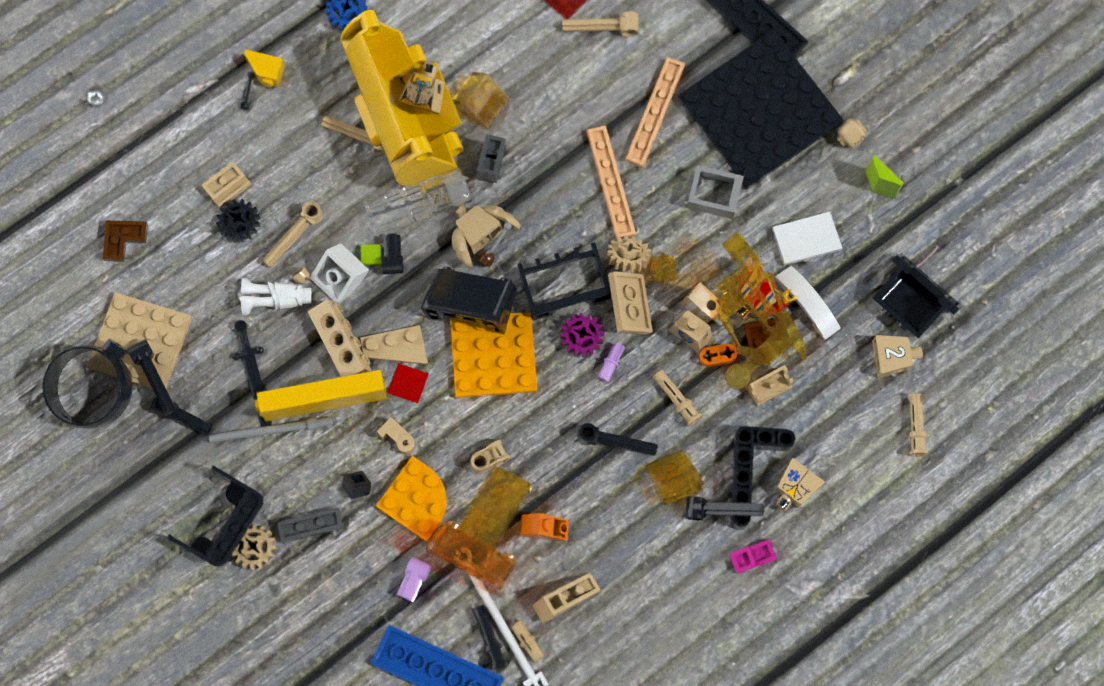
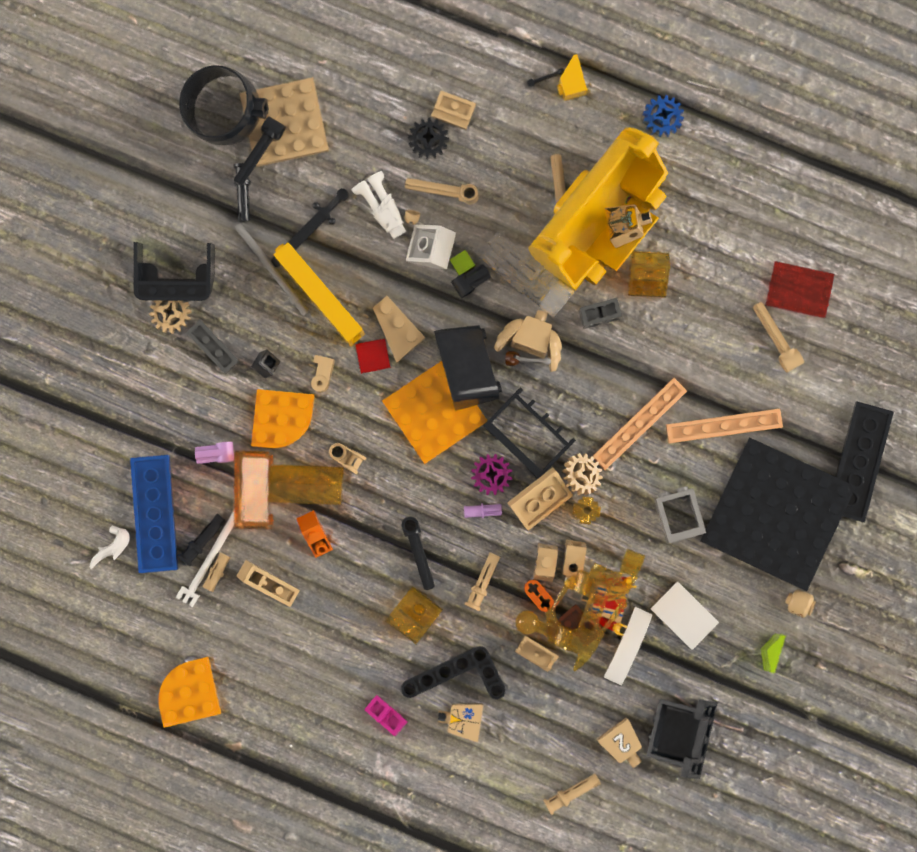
camera: 65 degrees right, 10 degrees up
(118, 234) = (362, 50): reddish brown plate -> none
(321, 317) = (364, 284): tan brick -> none
(698, 509) = (399, 651): black axle -> none

